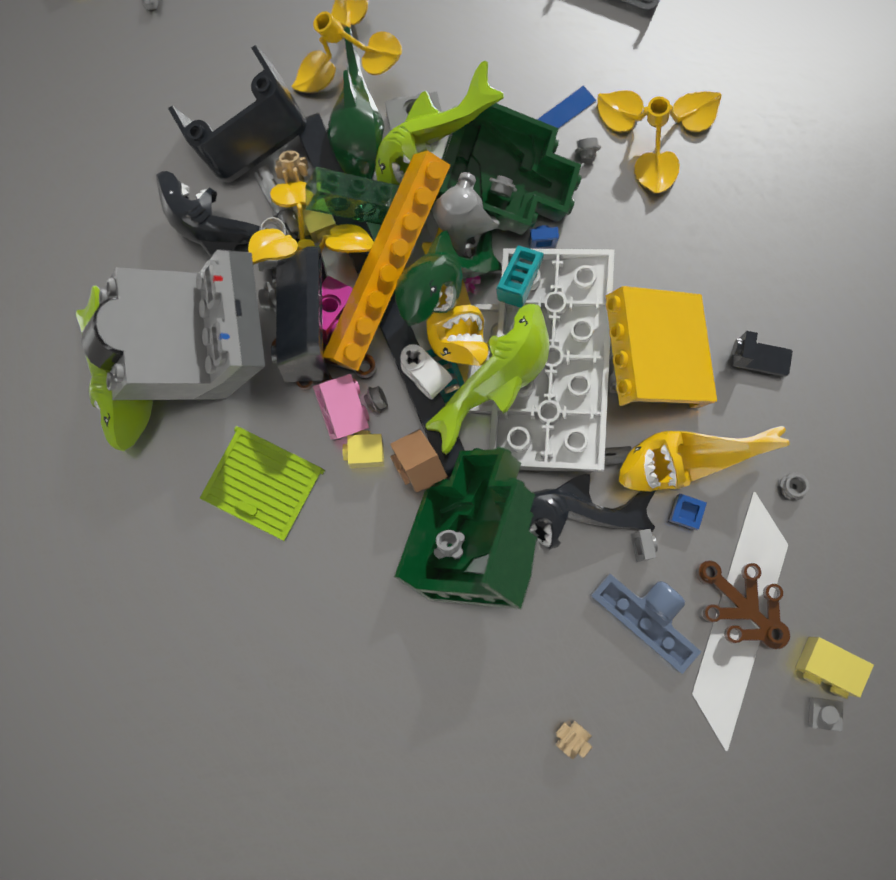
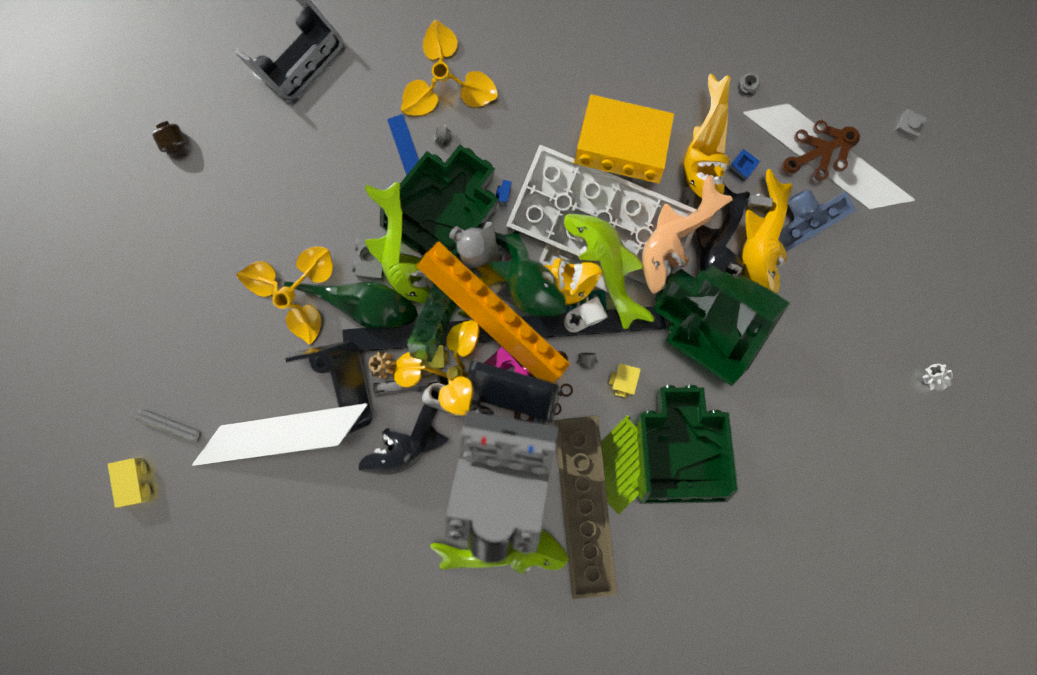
camera: 70 degrees left, 5 degrees up
(174, 82) = (280, 435): none -> white sticker
(194, 453) = (585, 507): none -> dark tan plate
(298, 545) = (685, 450): none -> dark green panel
(341, 406) = (588, 386): bright pink brick -> none
(417, 461) = (649, 342): medium nougat brick -> none
(449, 537) = (713, 340): light grey plate -> none
(500, 853) = (938, 377): none -> white gear
(502, 186) = (456, 209): light grey plate -> none
(513, 292) = (547, 233): teal slope -> none
(567, 437) = (664, 247): none -> light nougat piece
(574, 740) = (878, 300): tan gear -> none
(586, 562) = (762, 249): none -> yellow piece
(760, 356) = (648, 69): black bracket -> none
(834, 667) = (883, 106): light yellow brick -> none

